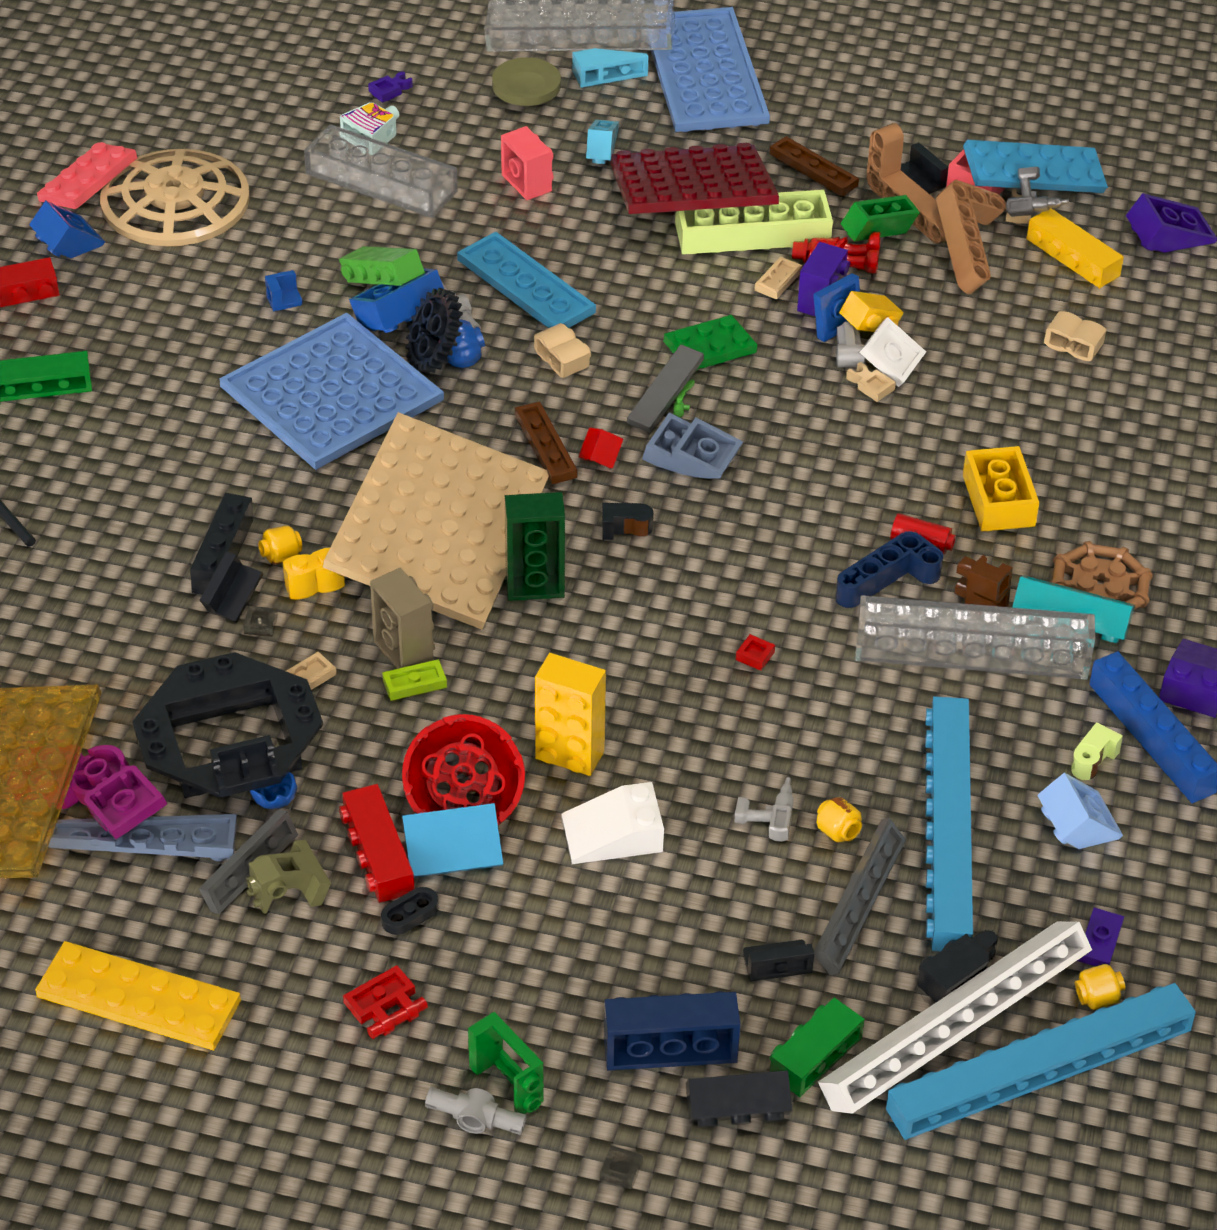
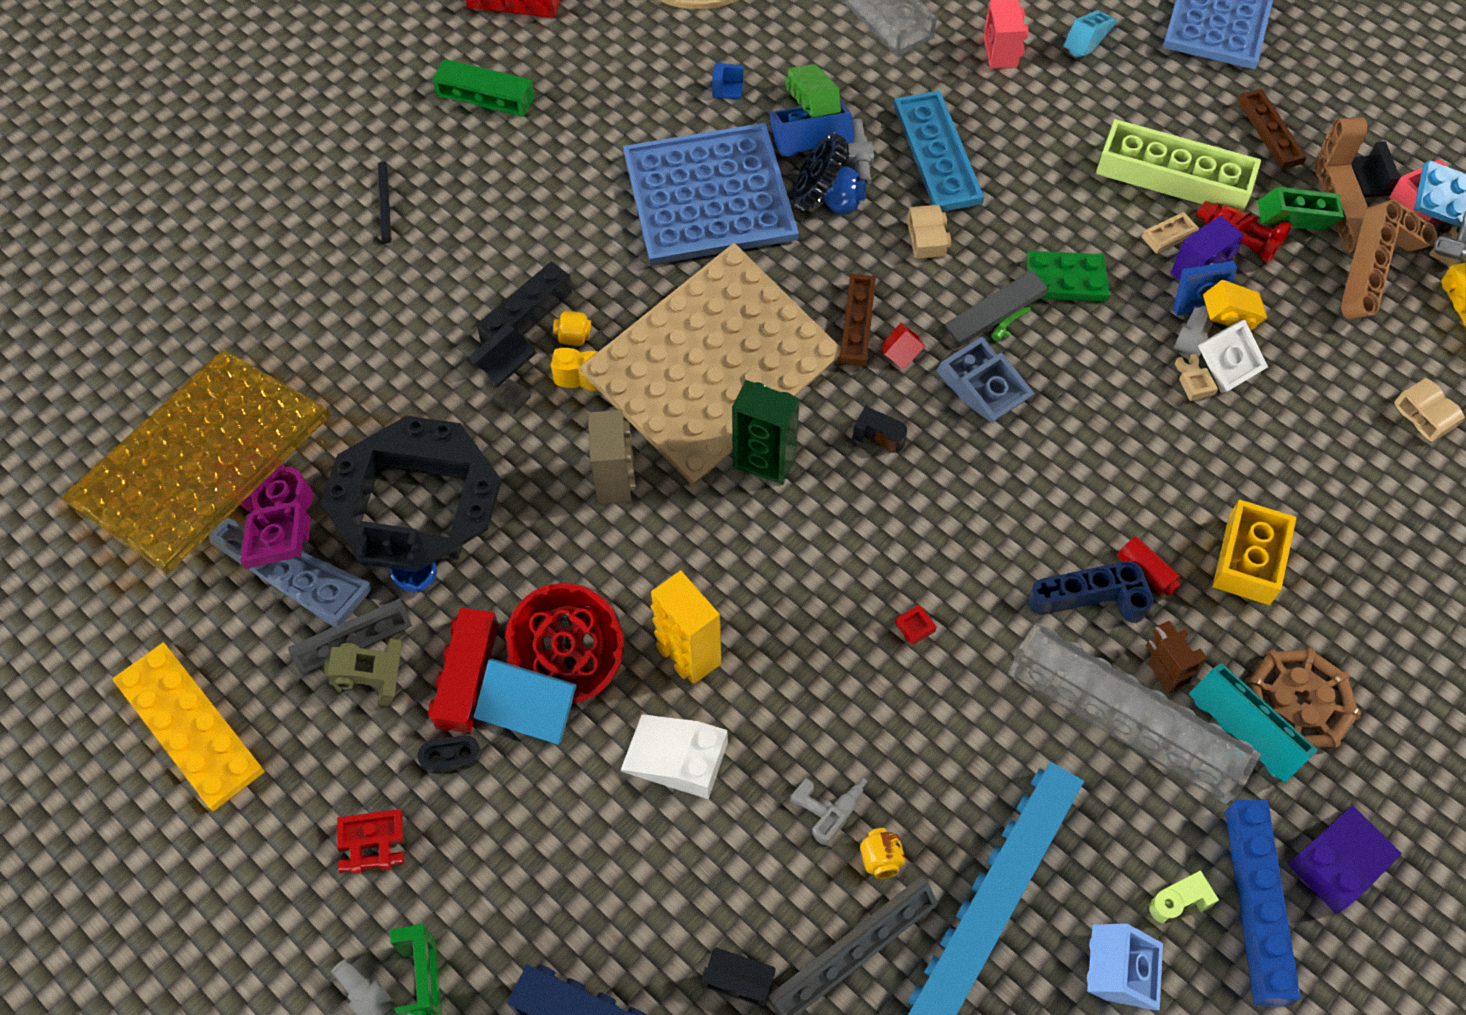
camera: 30 degrees right, 15 degrees up
(314, 669) = (517, 467): tan plate -> none
(414, 680) = (599, 514): lime plate -> none
(693, 178) = (1145, 104): dark red plate -> none

